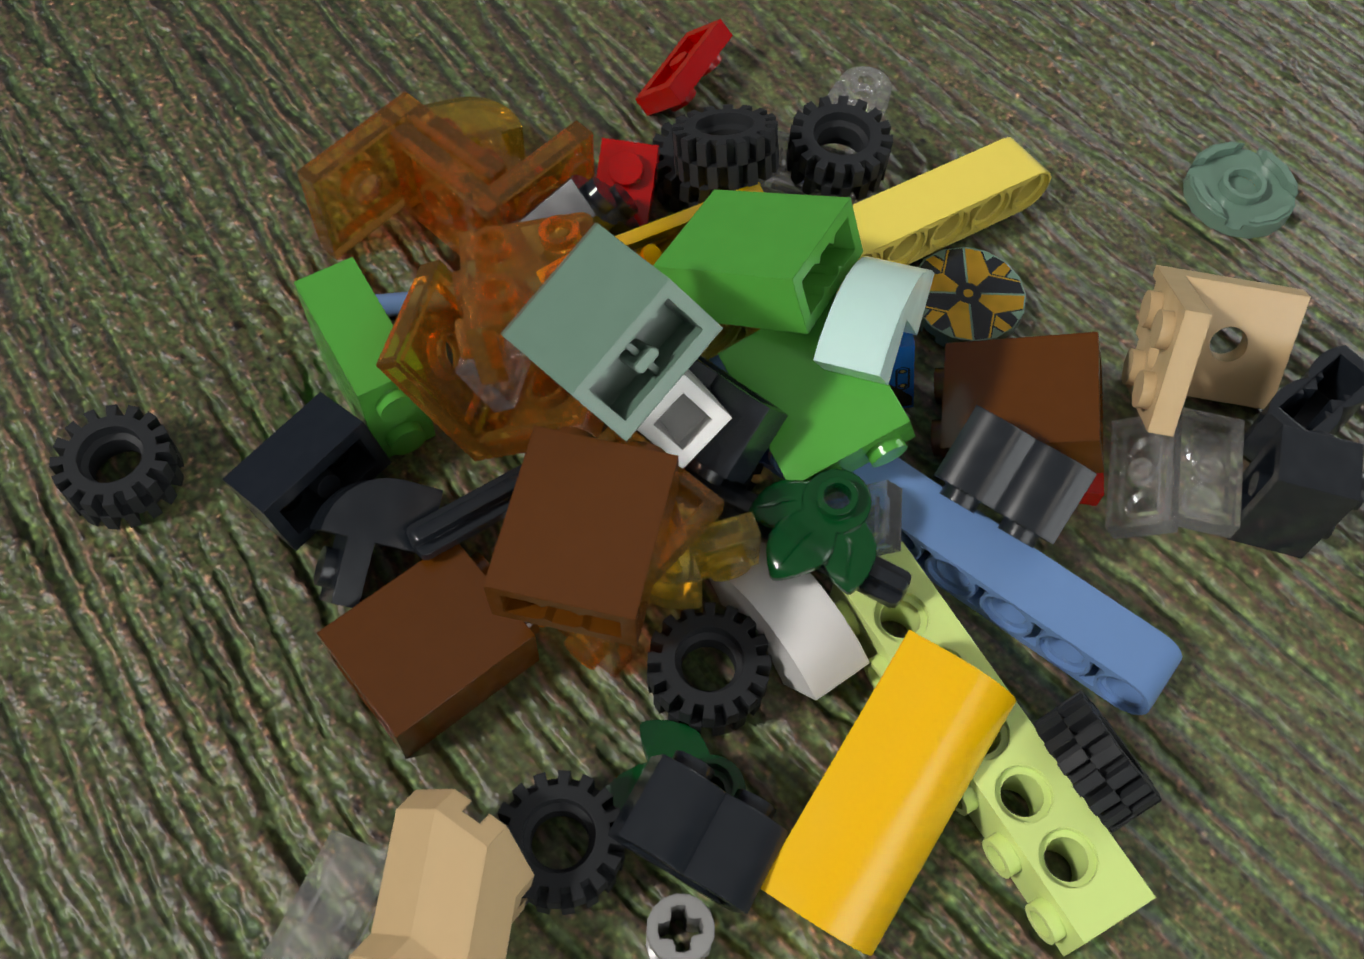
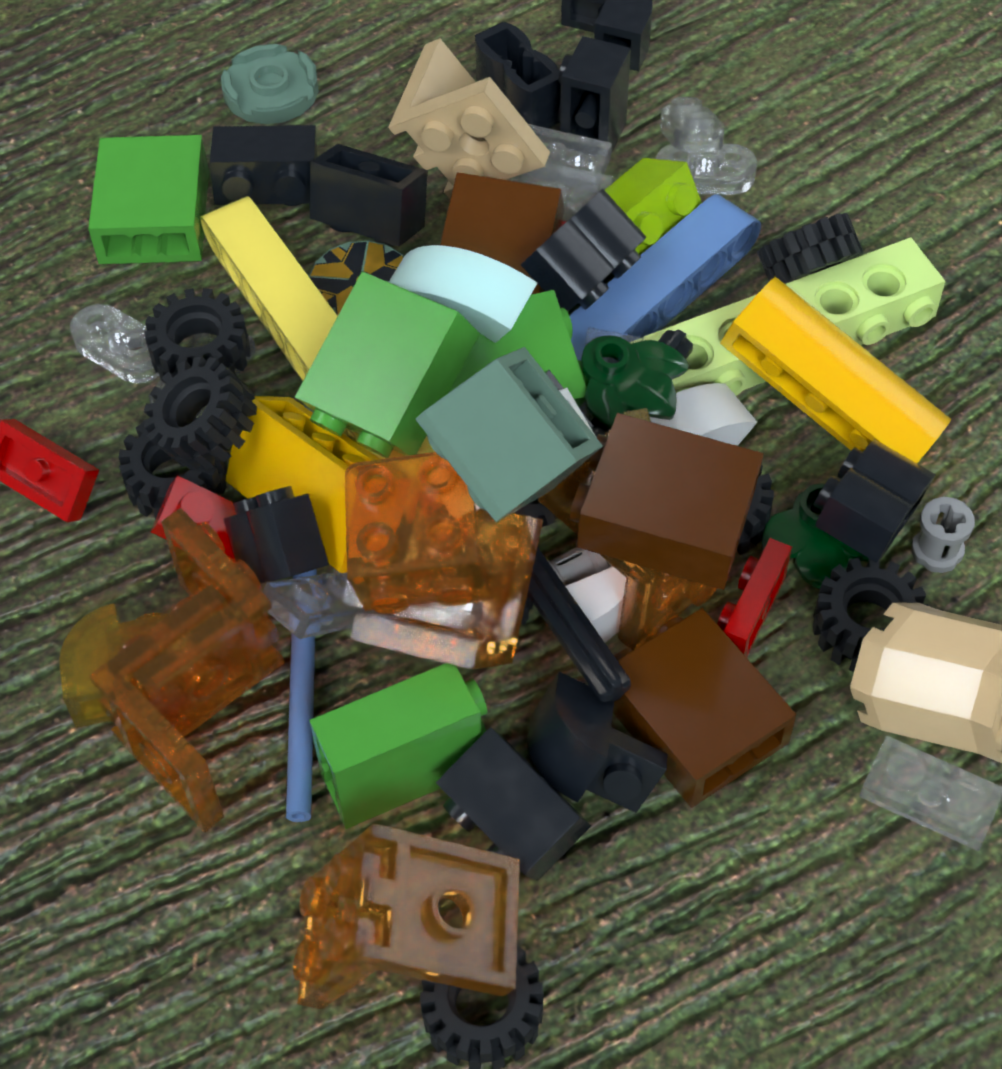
camera: 80 degrees left, 5 degrees down
(161, 347) = (381, 913): none -> clear orange bracket
(544, 696) = (760, 586): none -> red plate
(1040, 95) = (149, 199): none -> bright green brick
(1080, 275) = (368, 195): none -> black brick
(1101, 185) = (262, 163): none -> black brick
(1132, 558) = (655, 197): none -> lime brick
(1241, 645) = (718, 172): none -> clear plate
(1294, 619) = (691, 126): none -> clear plate

